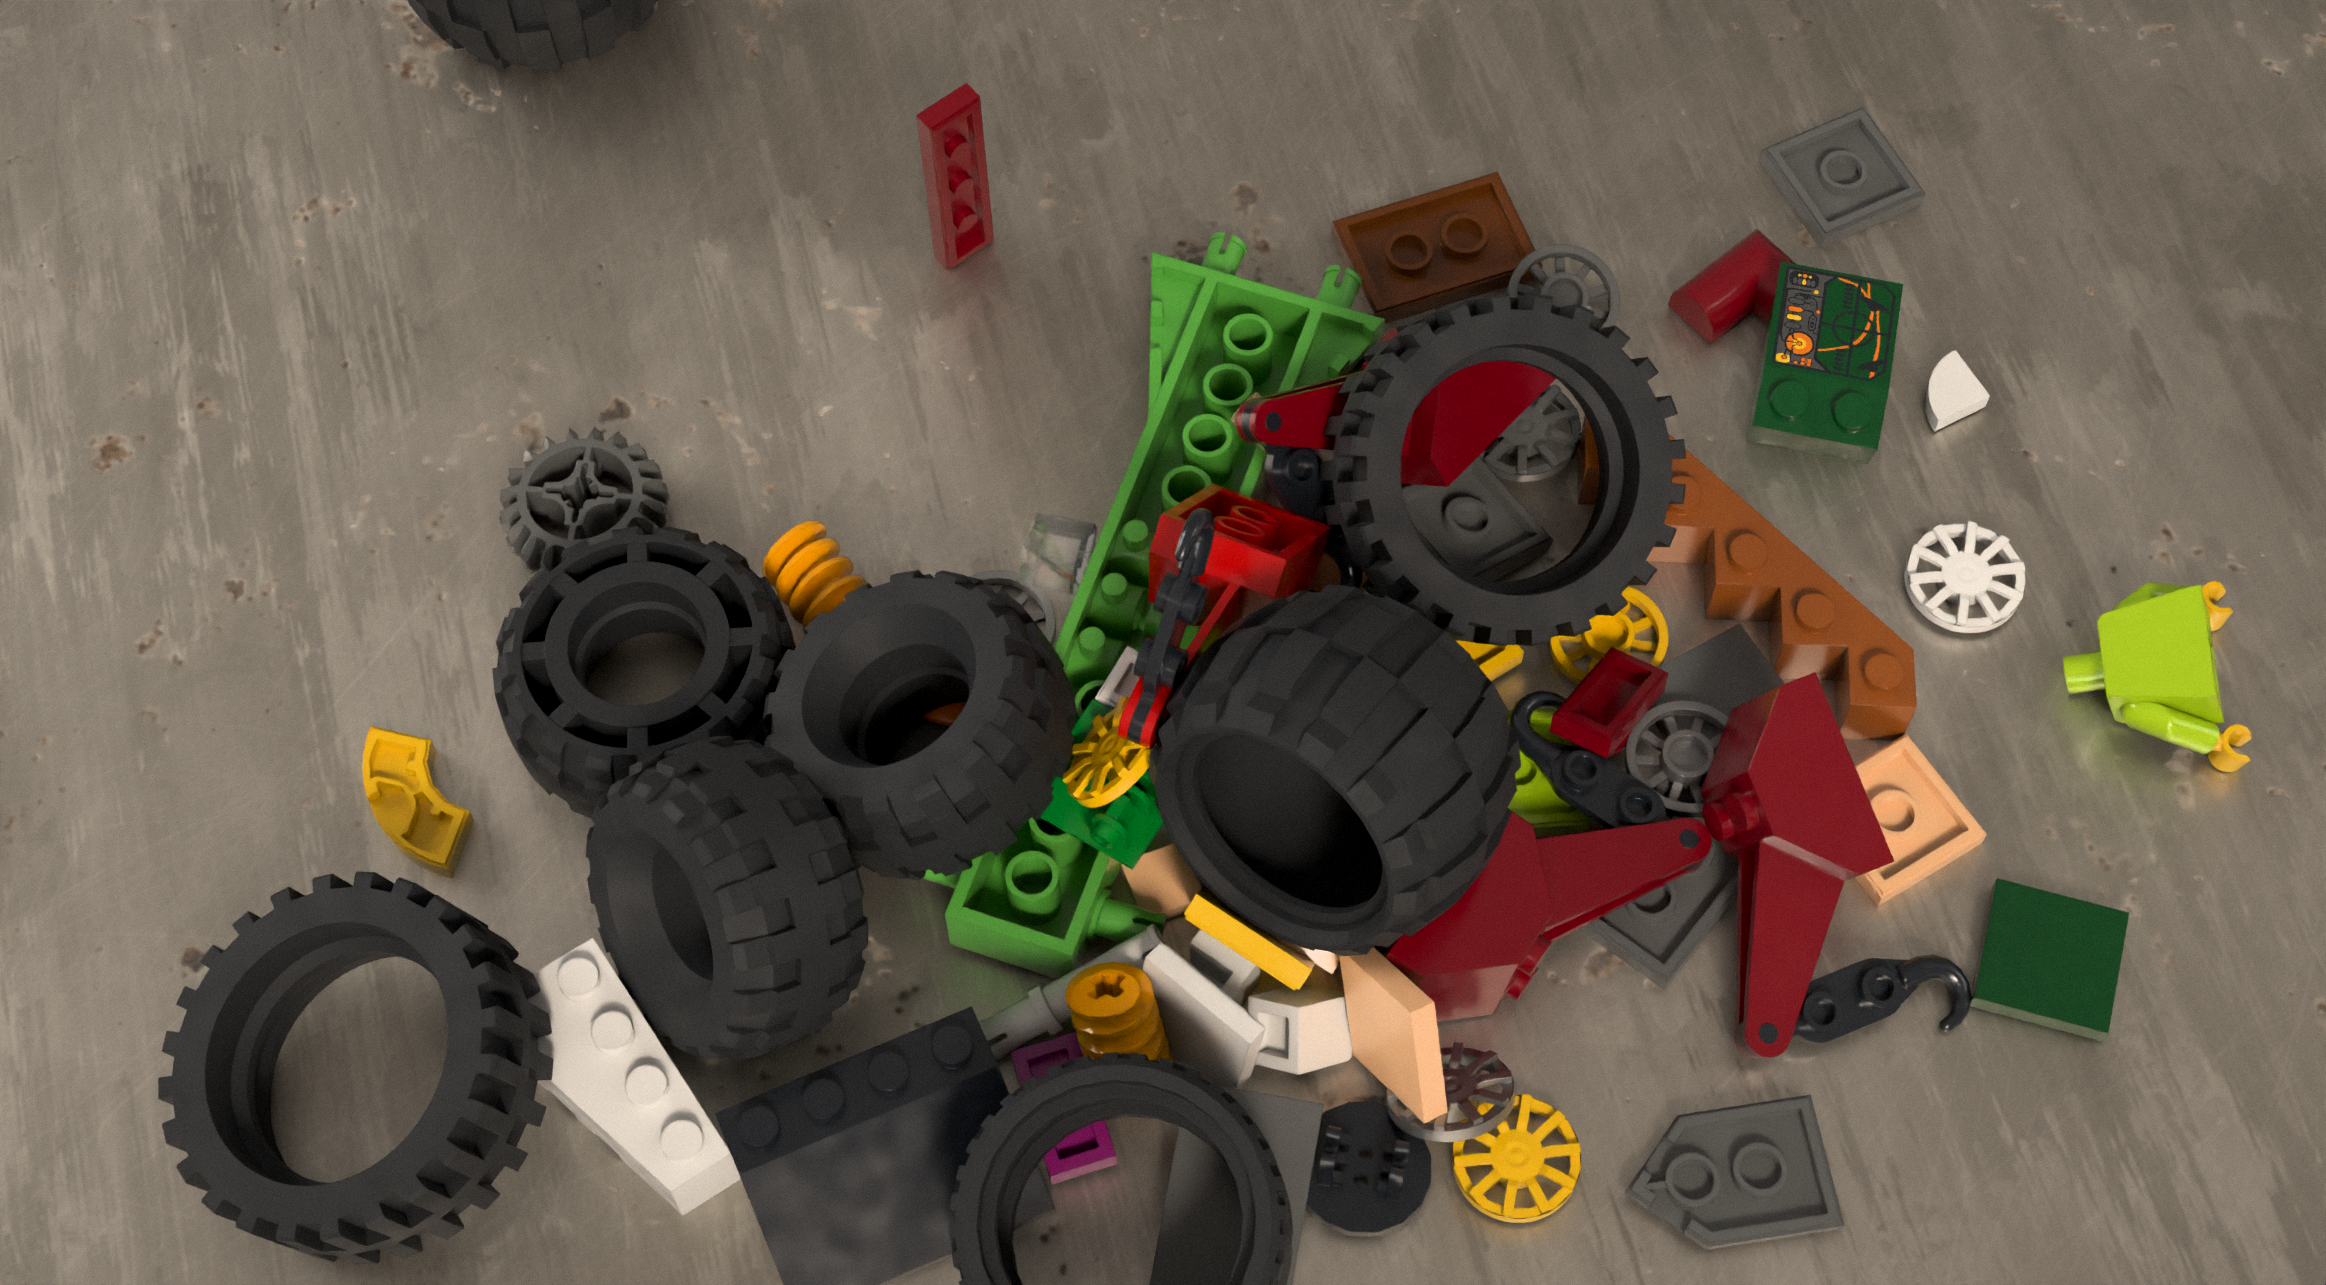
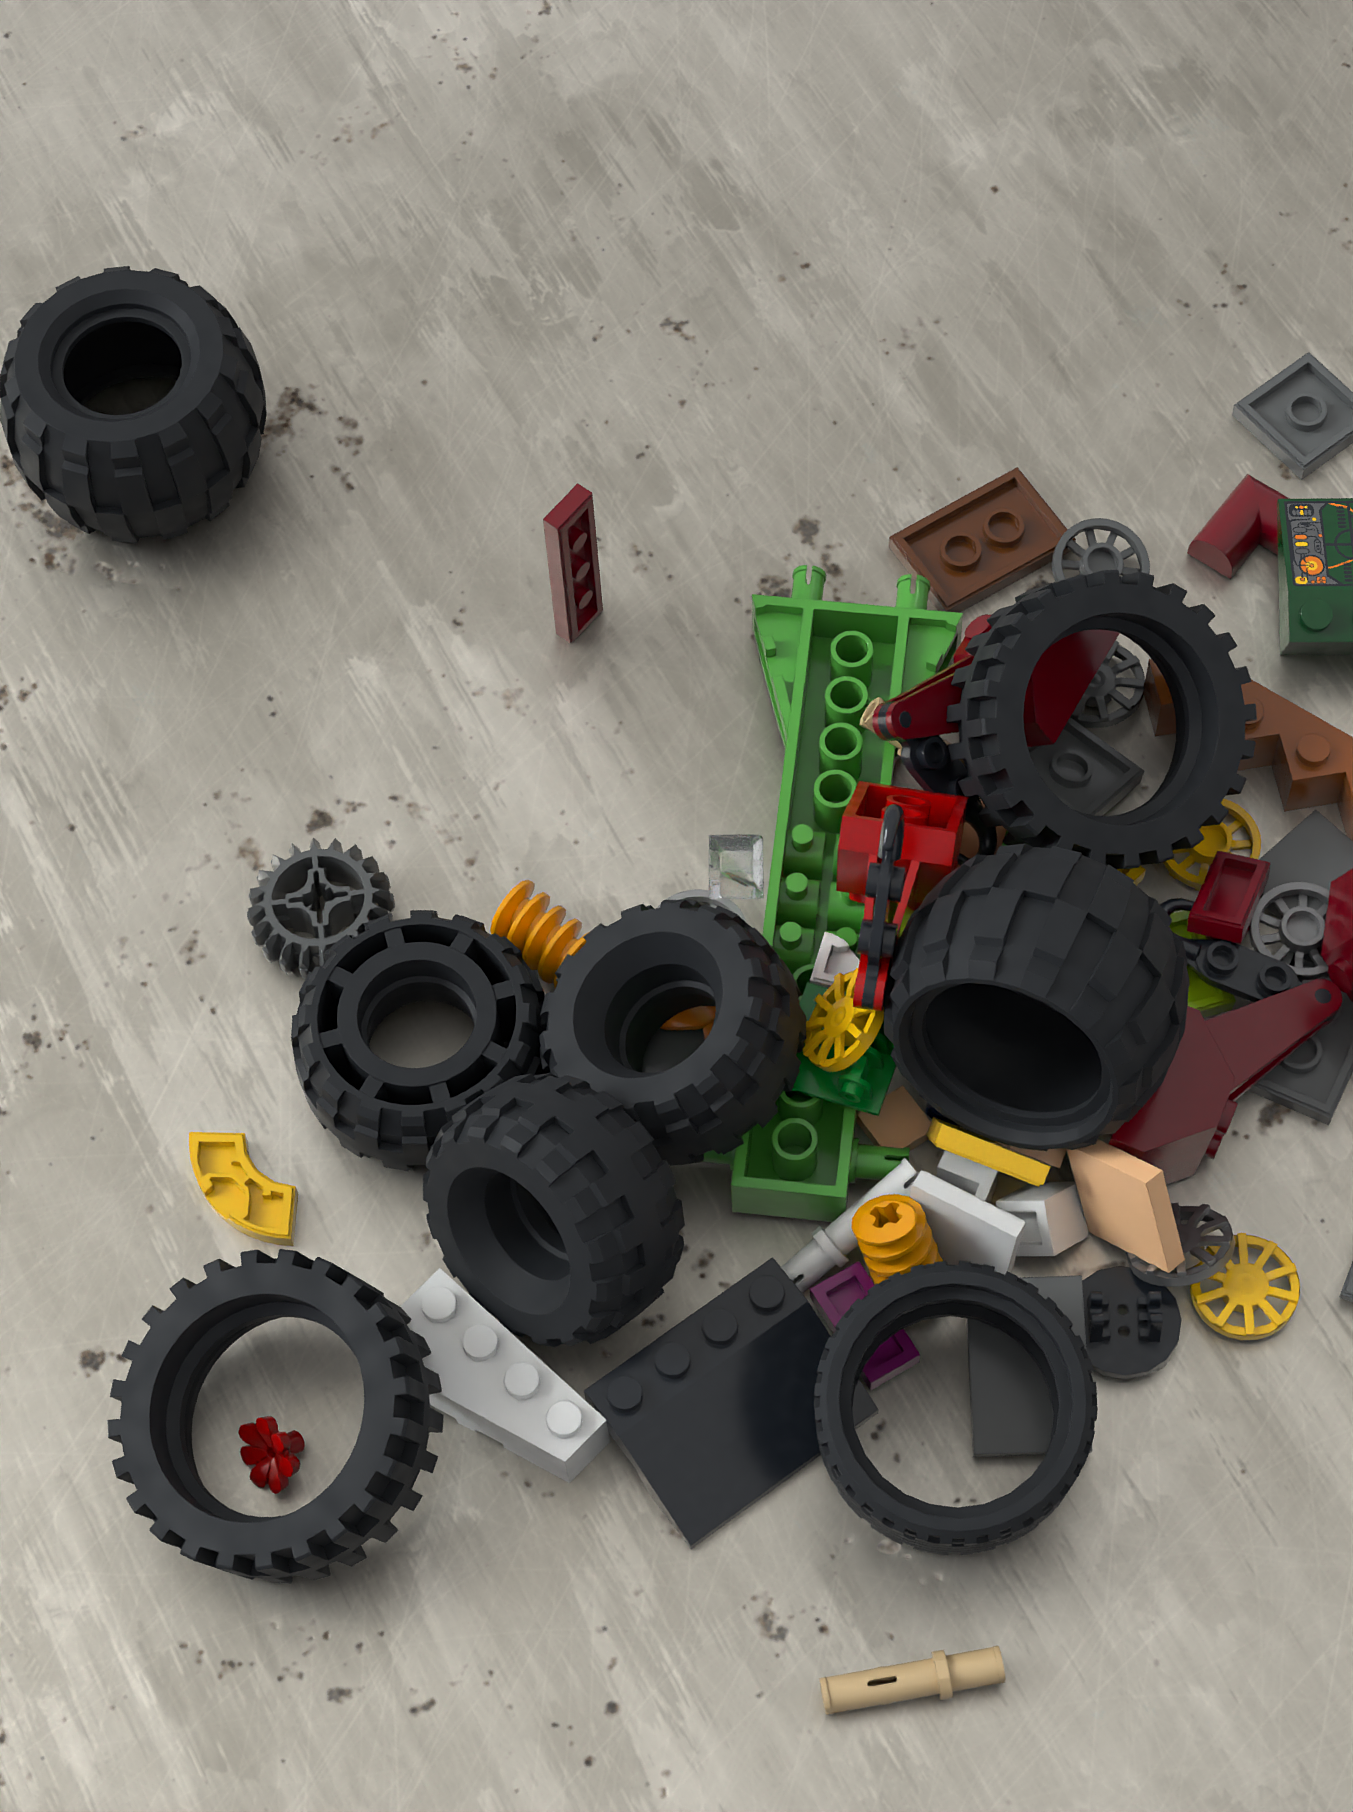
camera: 10 degrees left, 0 degrees up
(354, 1107) = (271, 1453): none -> red plant

